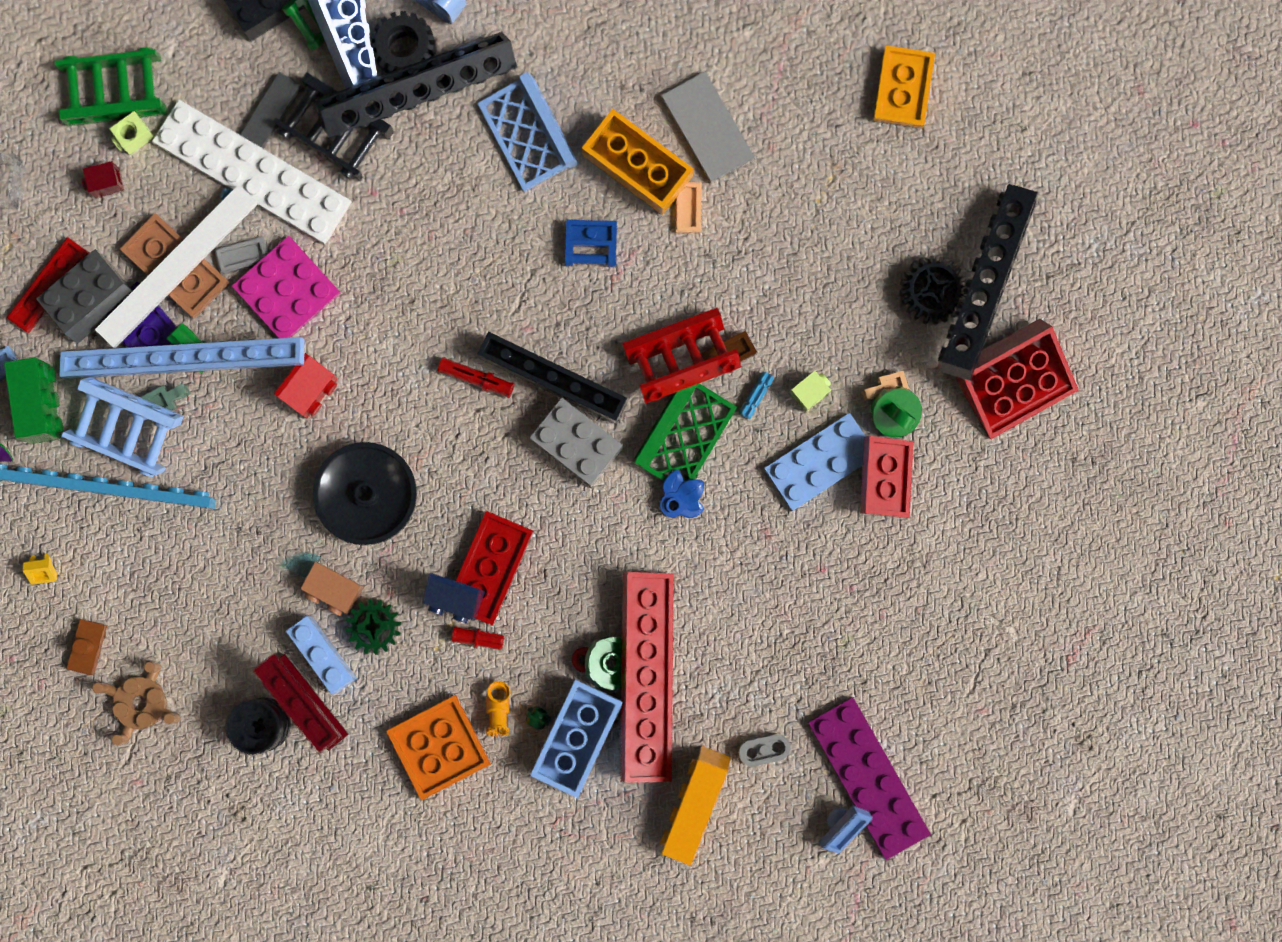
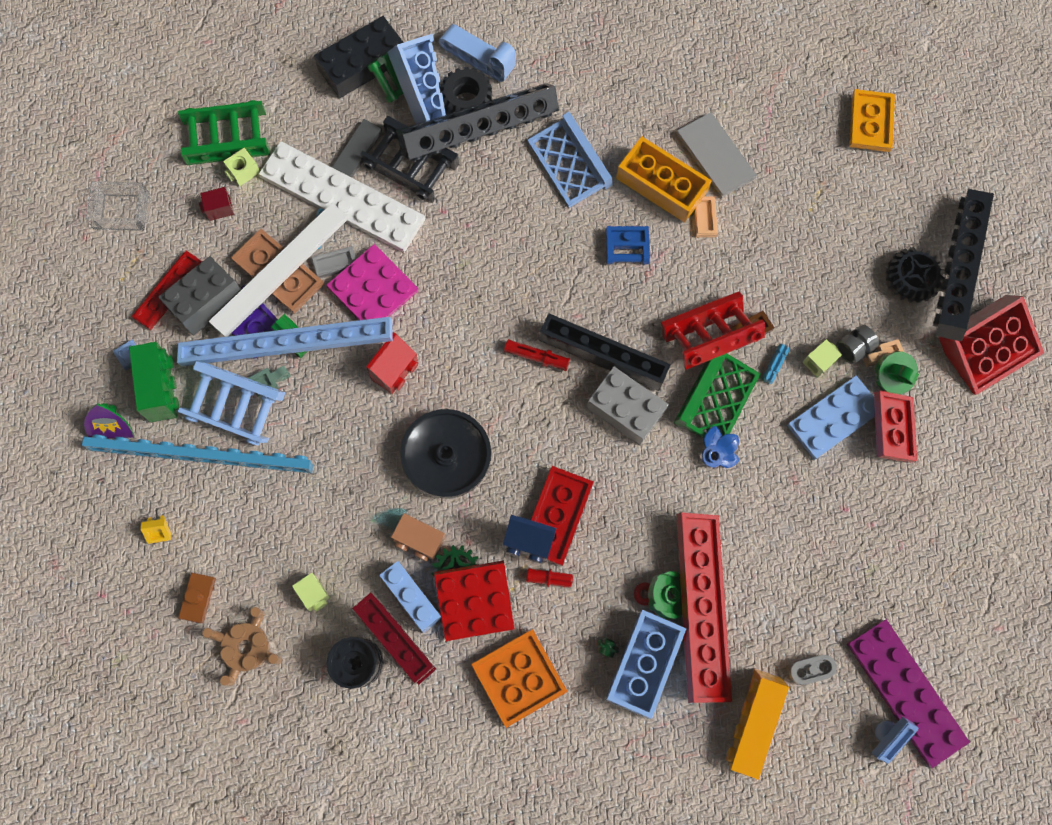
camera: 10 degrees left, 10 degrees down
(212, 646) = (311, 592): none -> yellowish green brick
(391, 662) = (474, 600): none -> red plate
(497, 710) = (571, 641): light orange connector -> none
(853, 376) = (859, 342): none -> dark grey wheel

